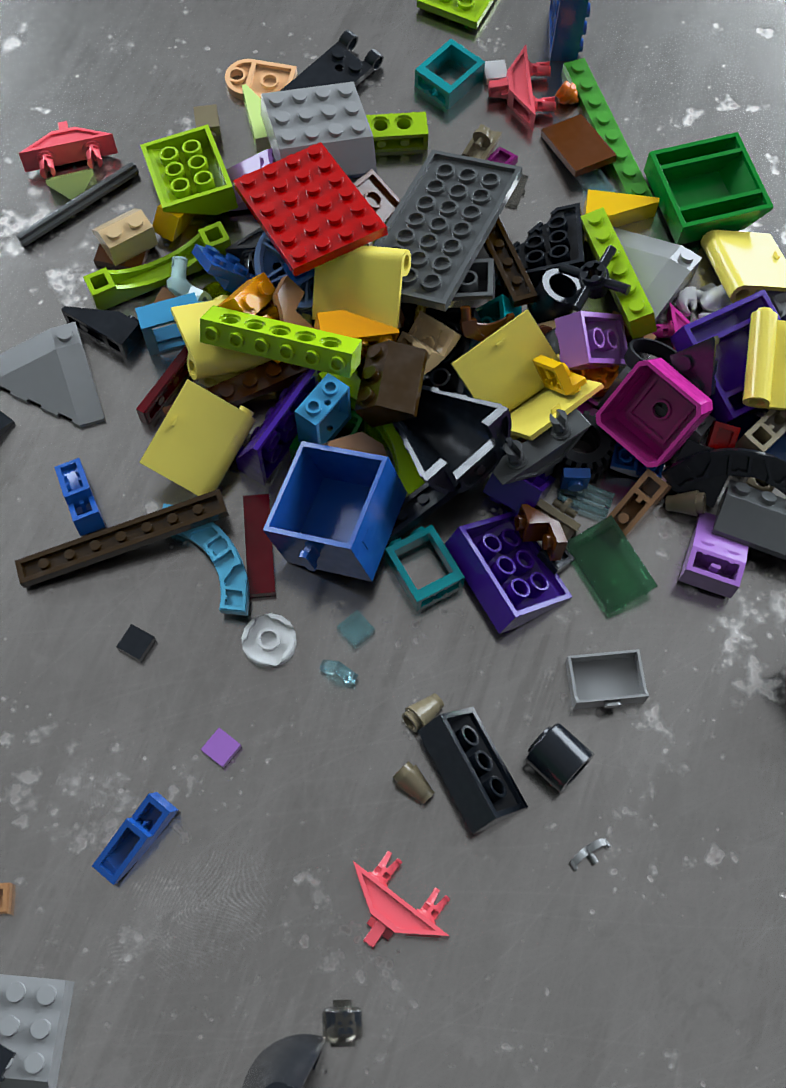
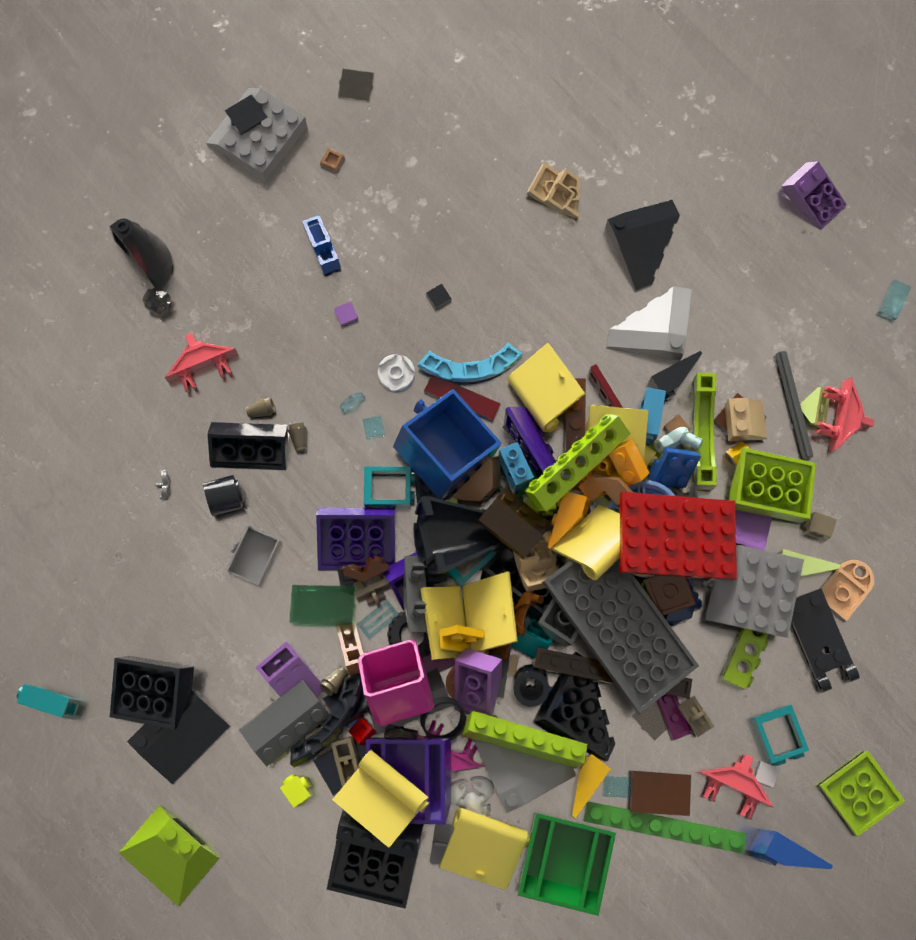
camera: 120 degrees right, 10 degrees up
(79, 497) = (554, 304): blue slope -> none
(121, 538) = (509, 317): dark brown plate -> none
(567, 93) = (714, 816): orange plate -> none
(575, 478) = (389, 613): blue plate -> none
(594, 279) = (520, 717): black bar -> none
(698, 364) = (411, 733): wing -> none

